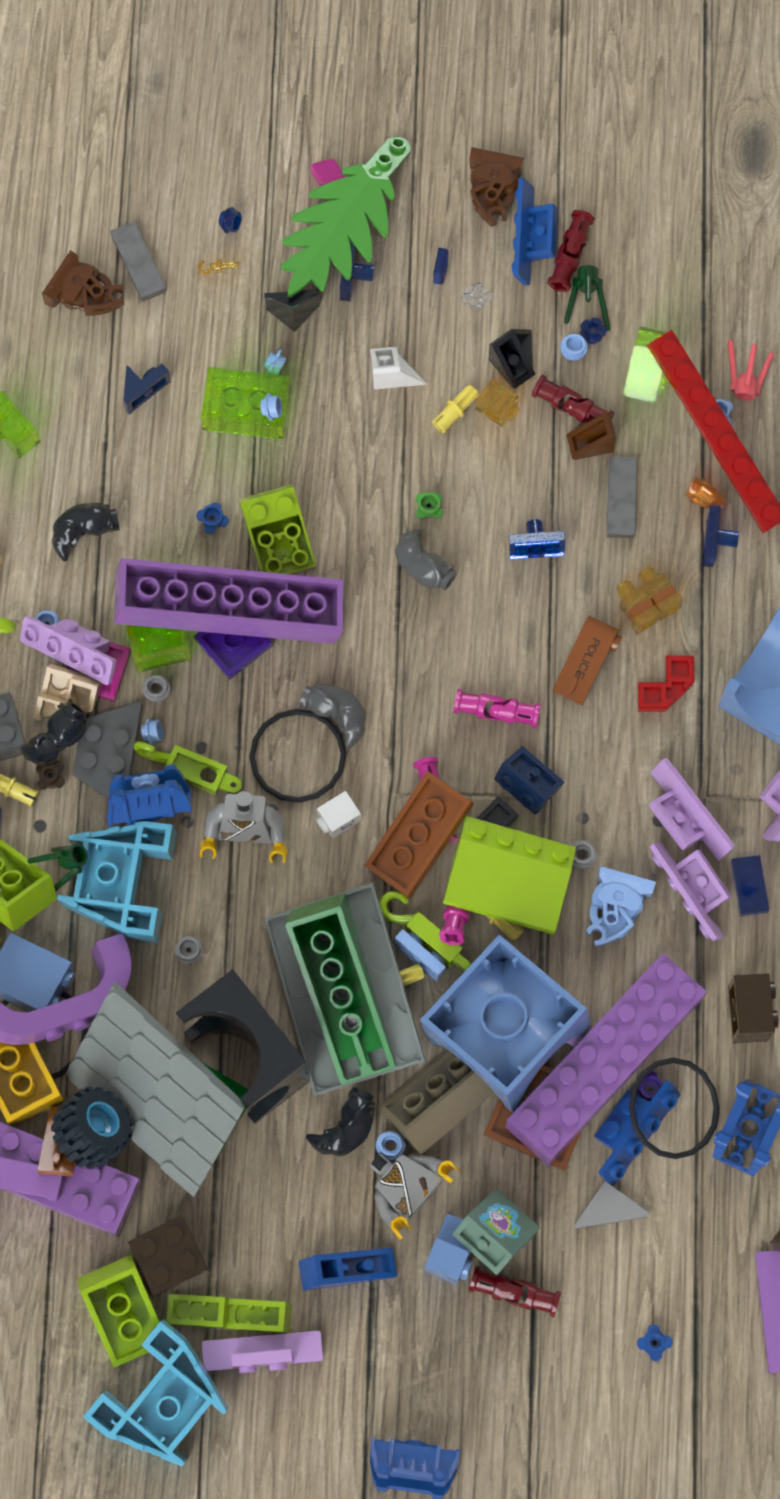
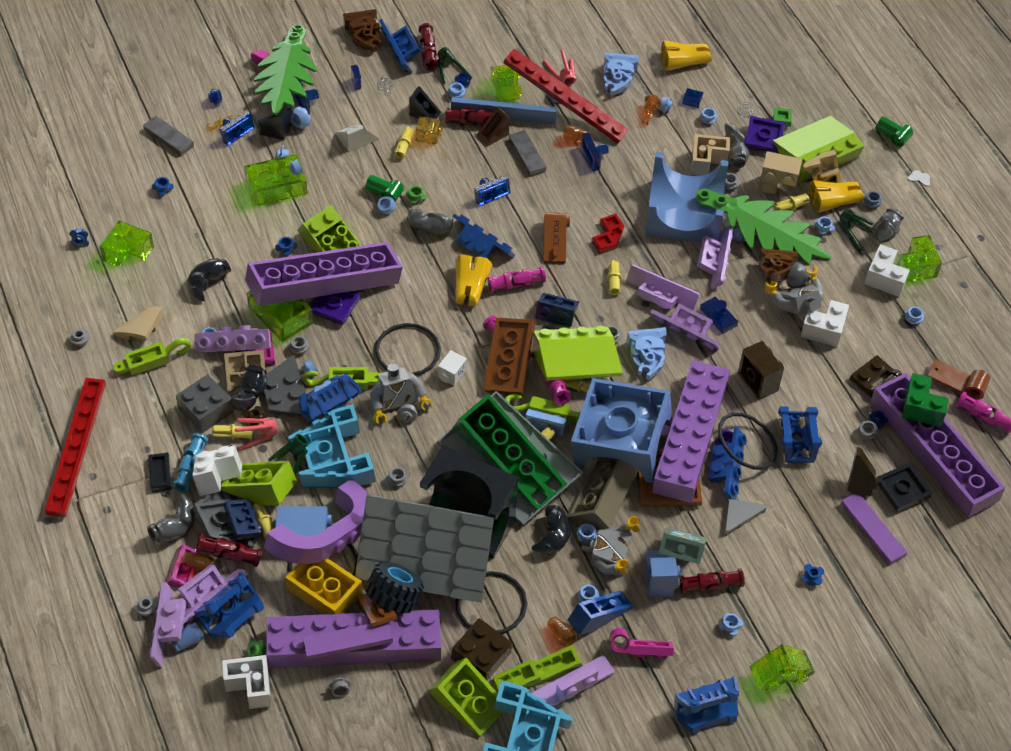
camera: 30 degrees left, 20 degrees down
(53, 803) = (265, 428): none -> coral plant
(78, 287) = (141, 157): reddish brown piece -> none
(89, 340) = (162, 185): none -> blue plate
(140, 390) = (205, 195): dark blue slope -> none
(233, 288) = (236, 128): none -> clear blue tile
(246, 859) = (407, 413): none -> light grey plate
(251, 1222) = (525, 603): none -> black piece
(285, 1274) = (563, 632): none -> clear orange cone
(327, 309) = (300, 118): none -> light blue plate
(339, 704) = (419, 310): dark grey animal -> none
(346, 1226) = (587, 589): none -> light blue plate
(370, 1342) = (640, 648): none -> dark pink plate
(378, 507) = (386, 205): none -> light blue plate
(393, 483) = (383, 187): none -> green piece
(433, 682) = (470, 279): none -> yellow piece
(477, 622) = (478, 242): none -> blue bracket
(499, 1361) = (733, 619): none -> light blue plate
(533, 1463) = (782, 665): none -> clear neon green brick
(625, 412) = (517, 112): none -> medium blue tile
(634, 762) = (614, 278): none -> light yellow axle
(650, 602) = (575, 195): clear yellow hips -> none

